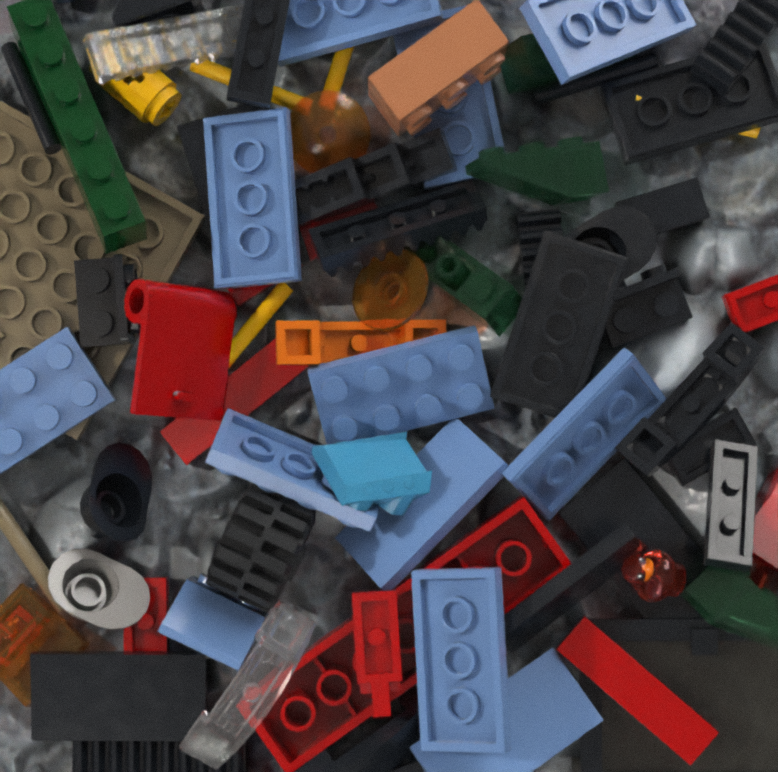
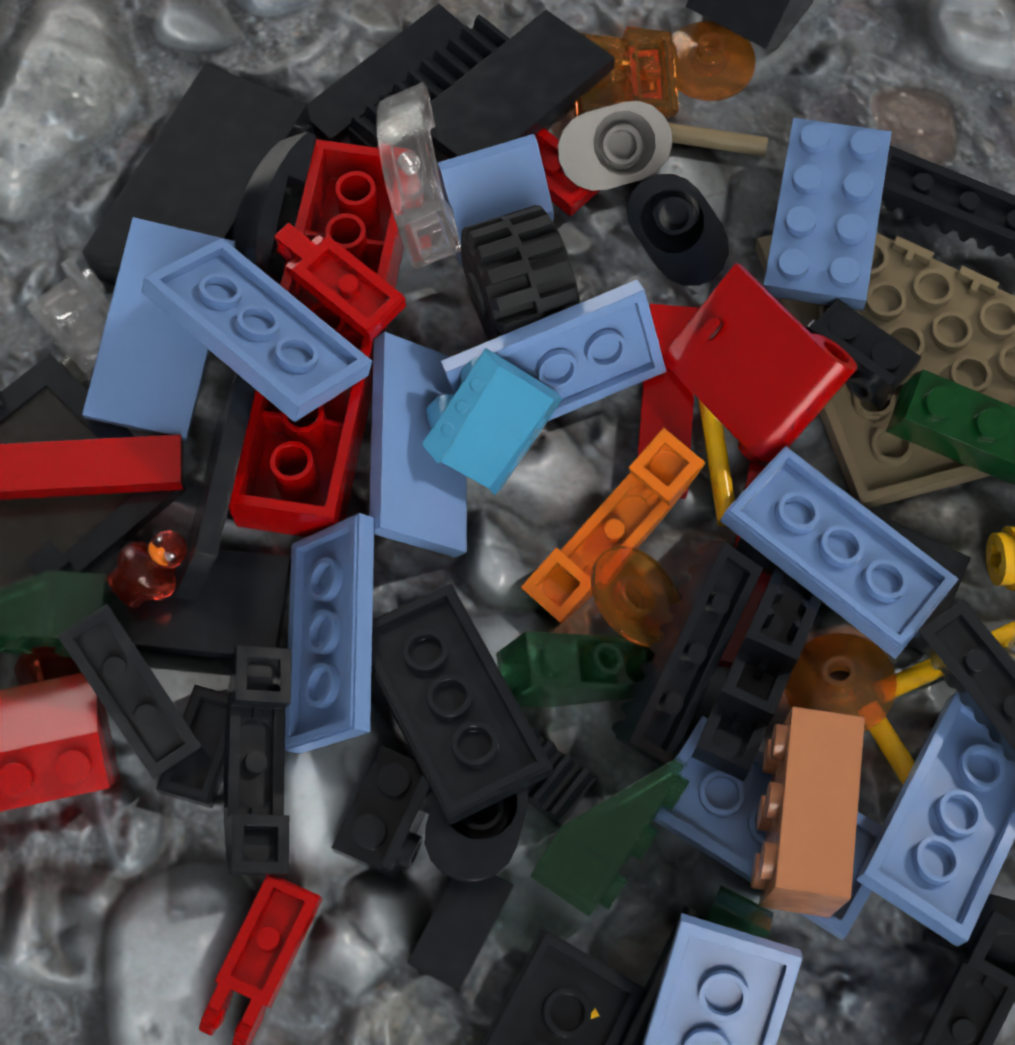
camera: 135 degrees right, 20 degrees down
(402, 386) = (538, 525): medium blue plate -> none

